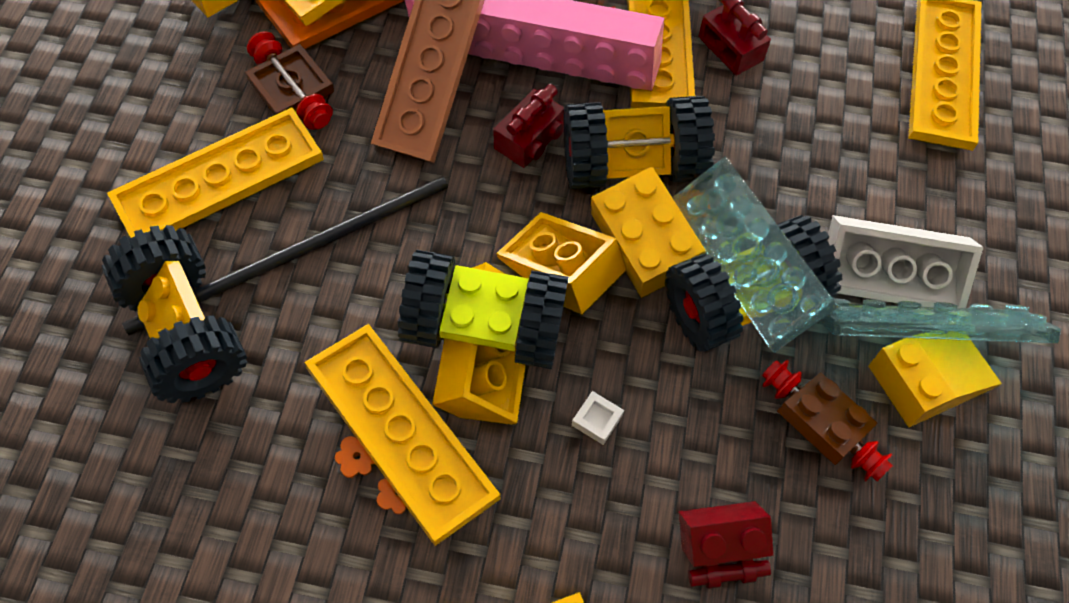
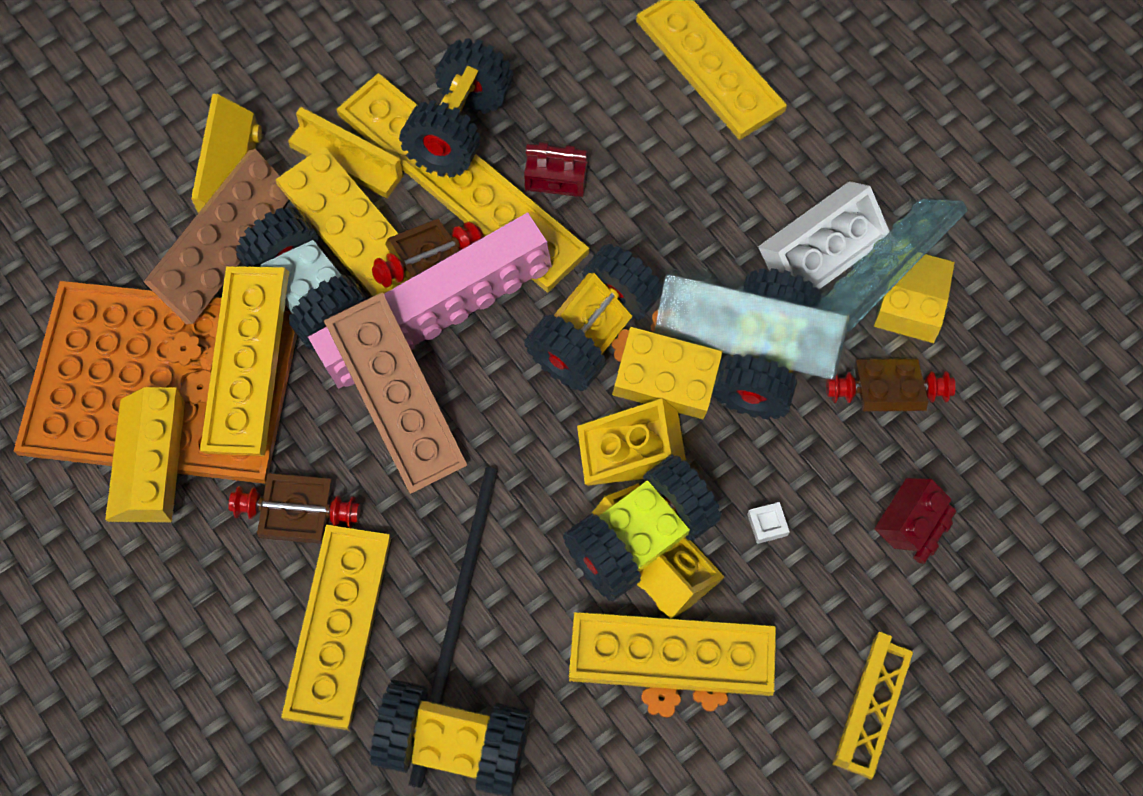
camera: 45 degrees left, 5 degrees up
(530, 126) = (504, 374): dark red brick -> none

